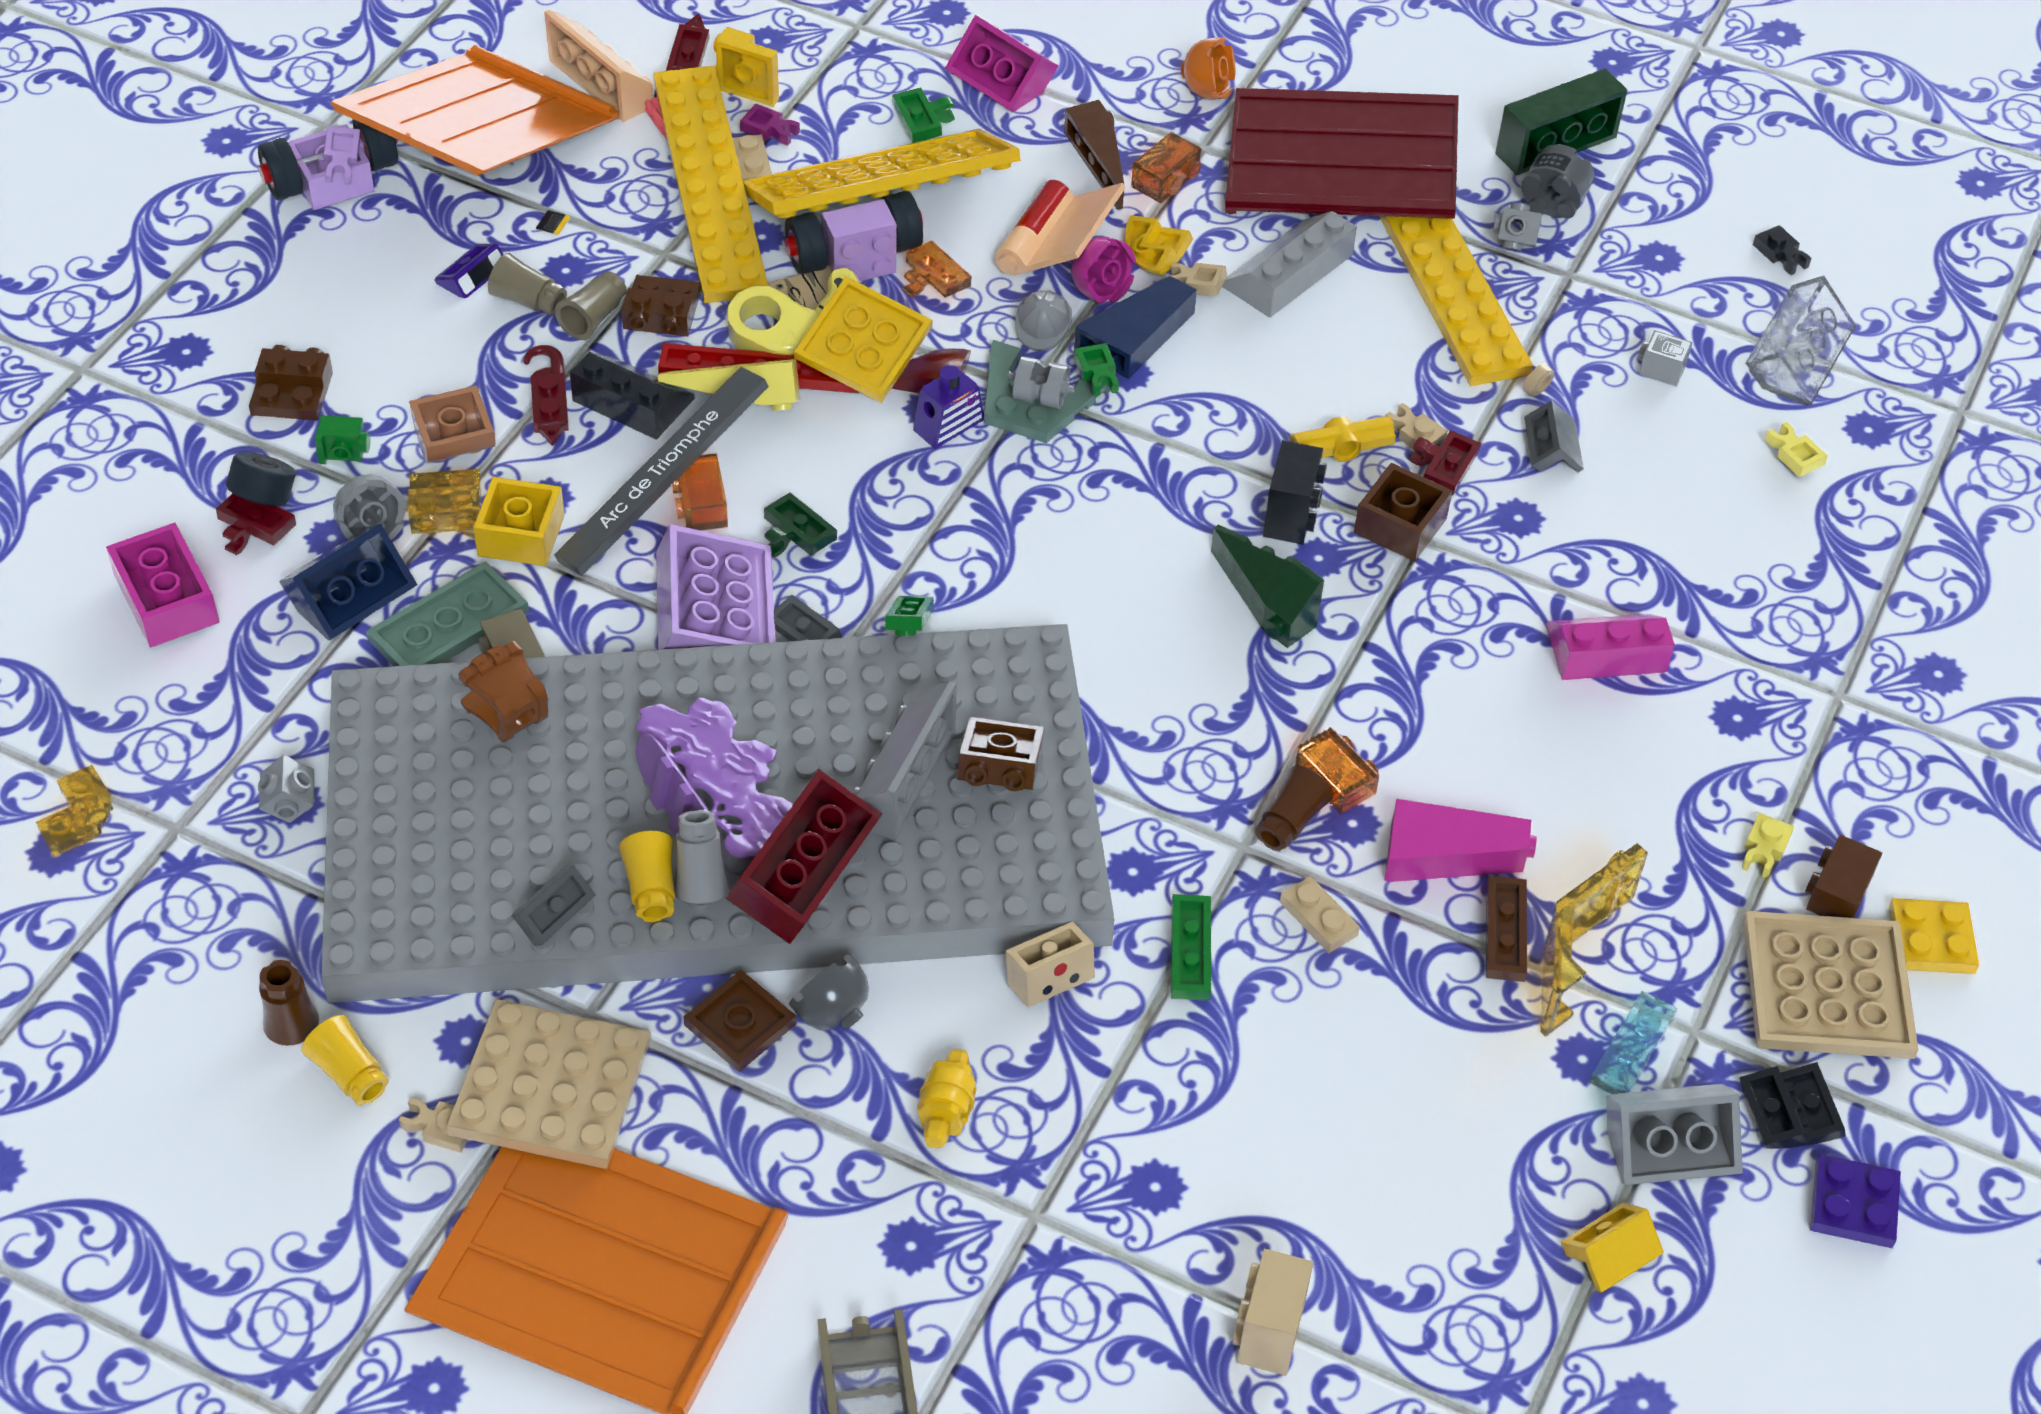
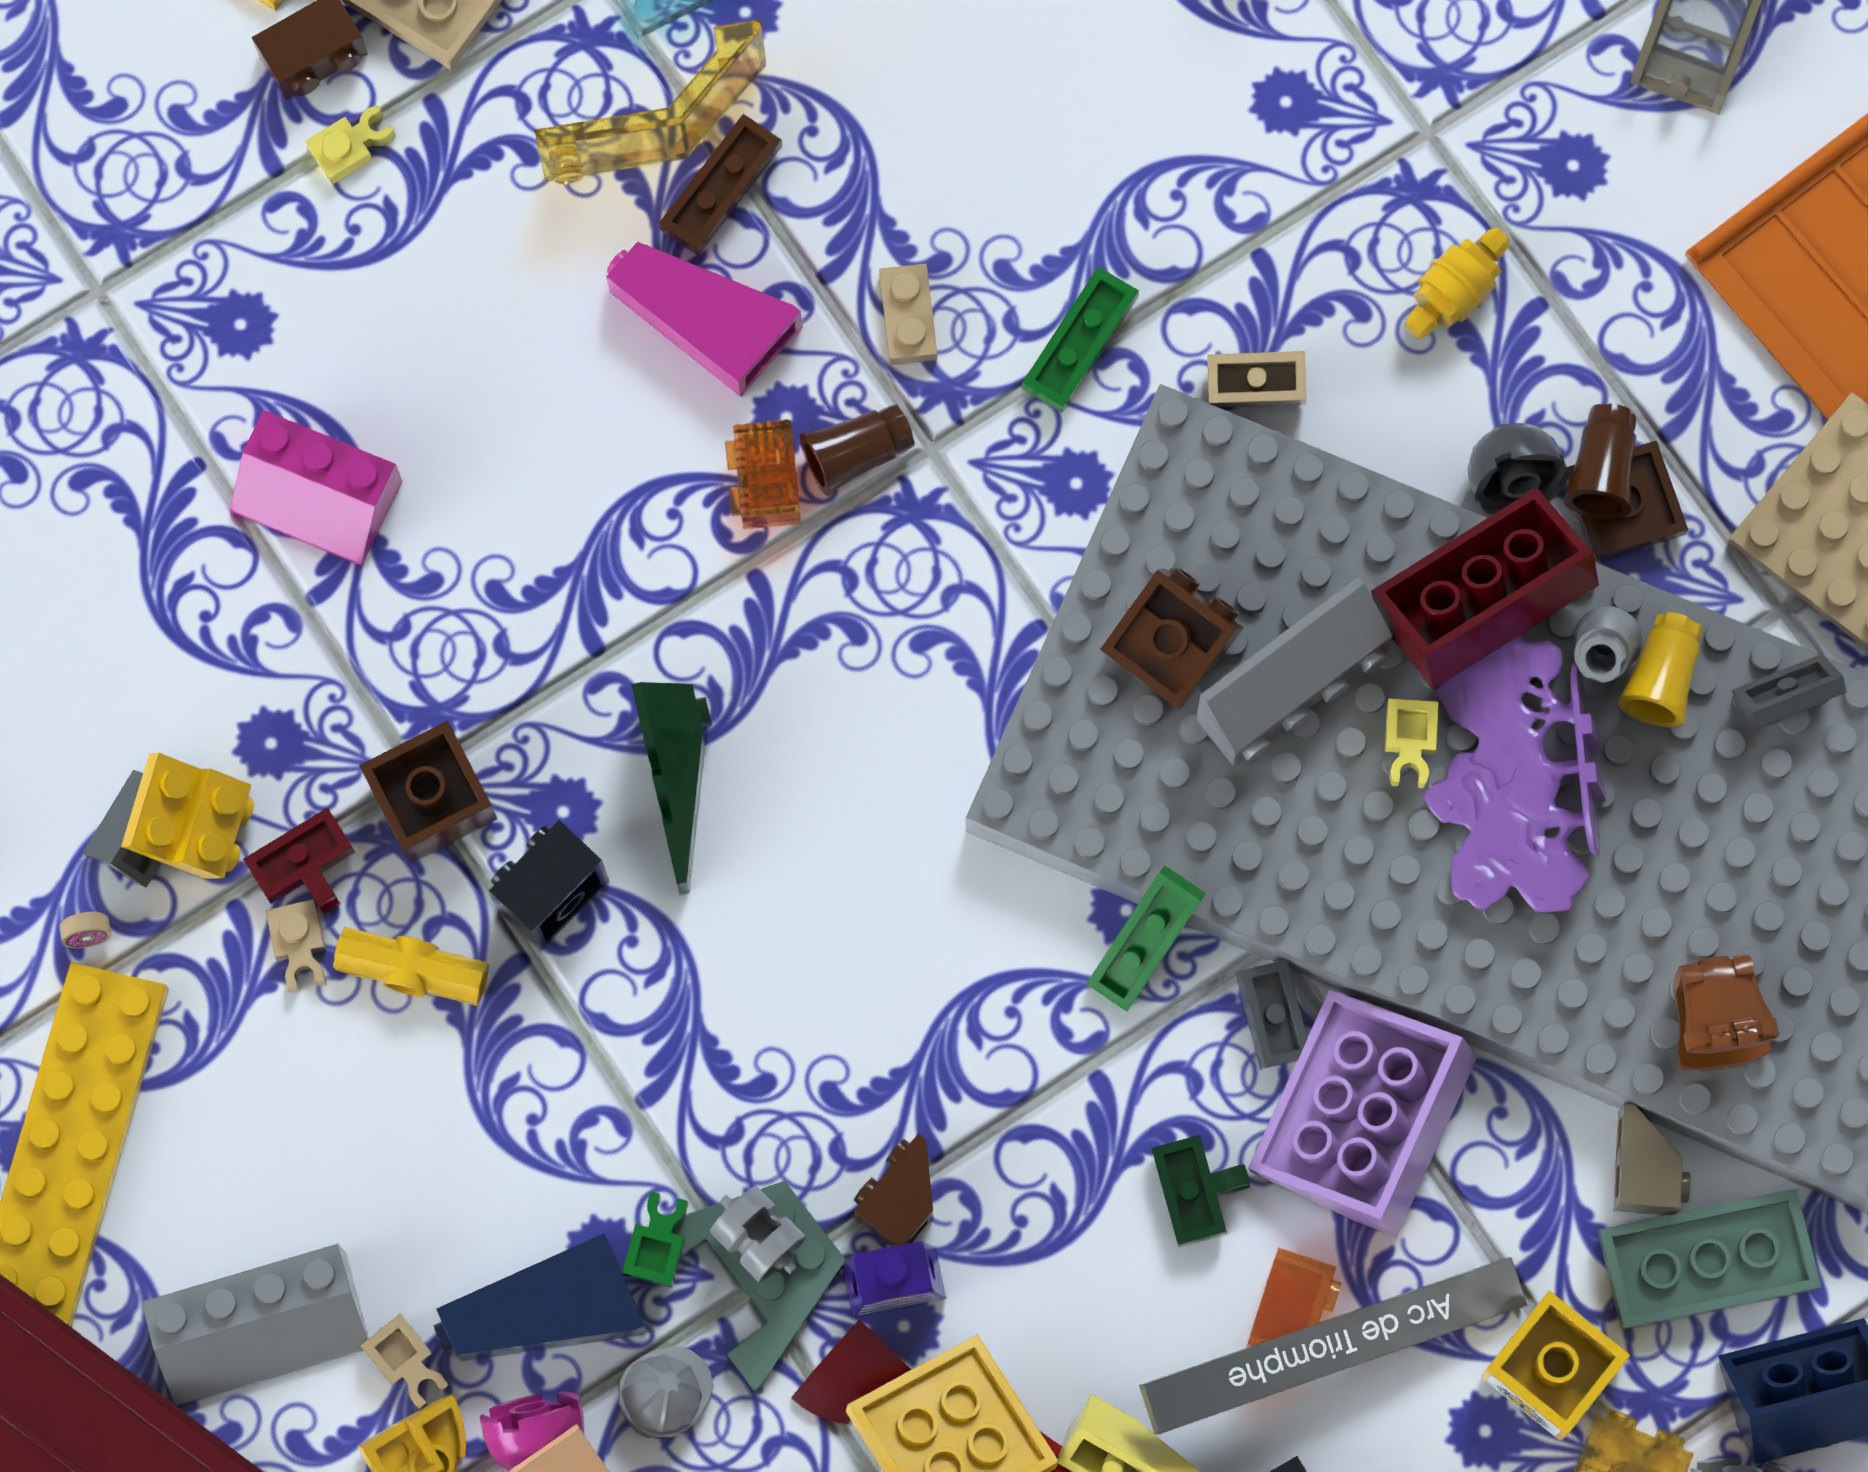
camera: 145 degrees left, 25 degrees up
(767, 1010) = (1604, 464): none -> reddish brown plant
(799, 765) = (1411, 732): none -> light yellow plate
(970, 449) = (901, 1201): none -> reddish brown slope
(1528, 442) = (188, 817): none -> yellow plate

